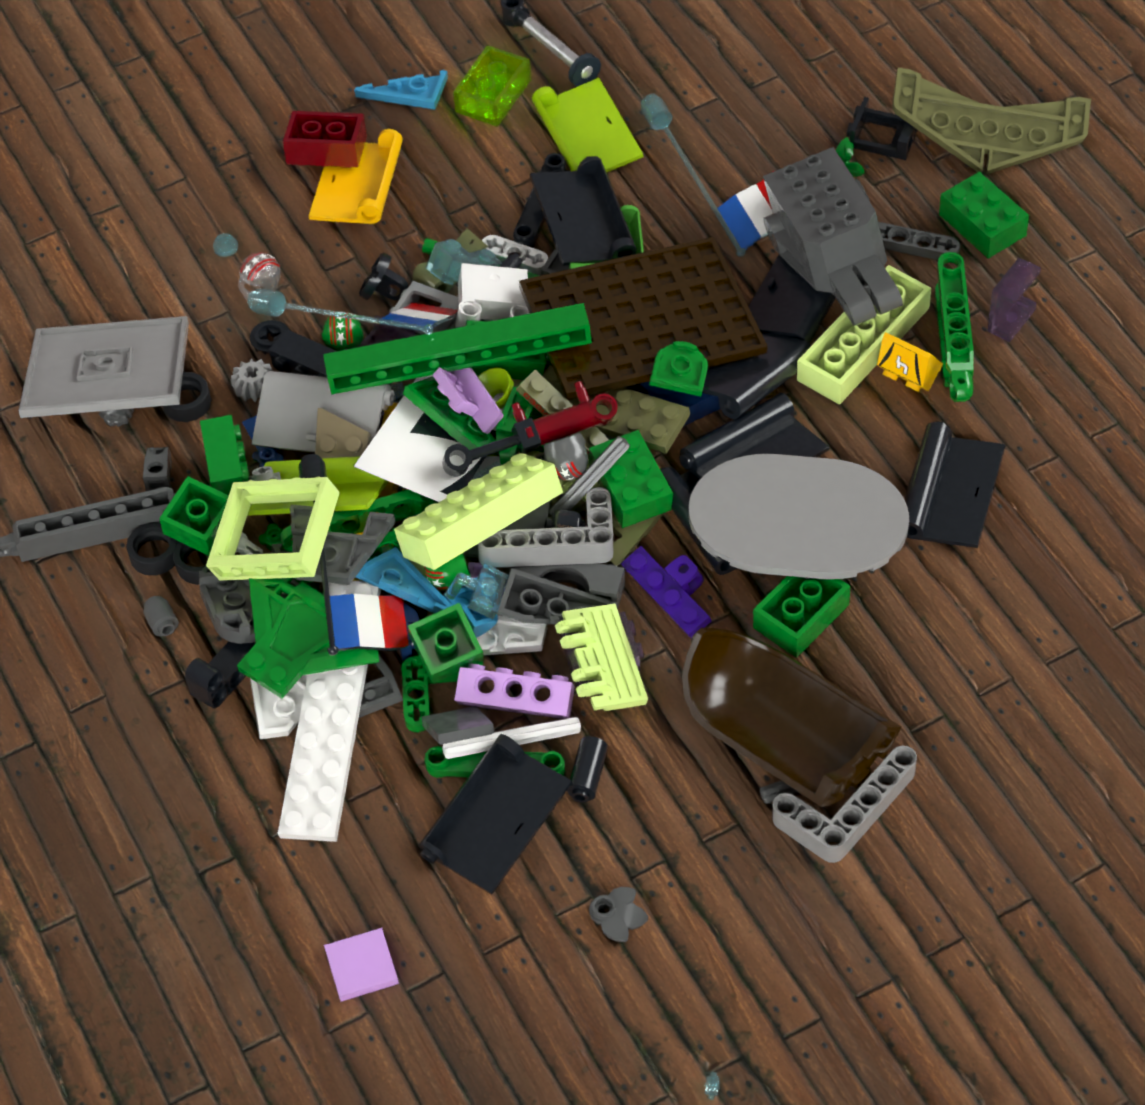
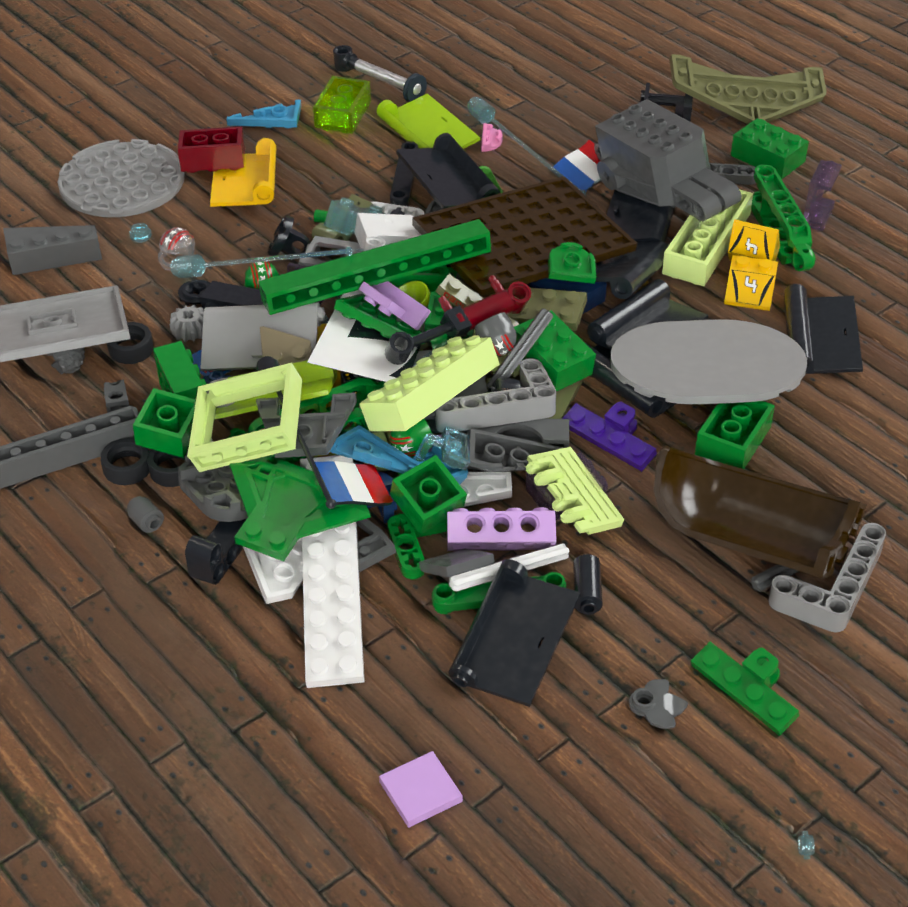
camera: 15 degrees left, 10 degrees down
(122, 255) = (50, 247): none -> dark grey wedge
(219, 161) = (120, 178): none -> light grey tile
(658, 153) = (491, 138): none -> bright pink tile
(715, 907) = (749, 684): none -> green plate
(891, 410) = (751, 282): none -> yellow slope

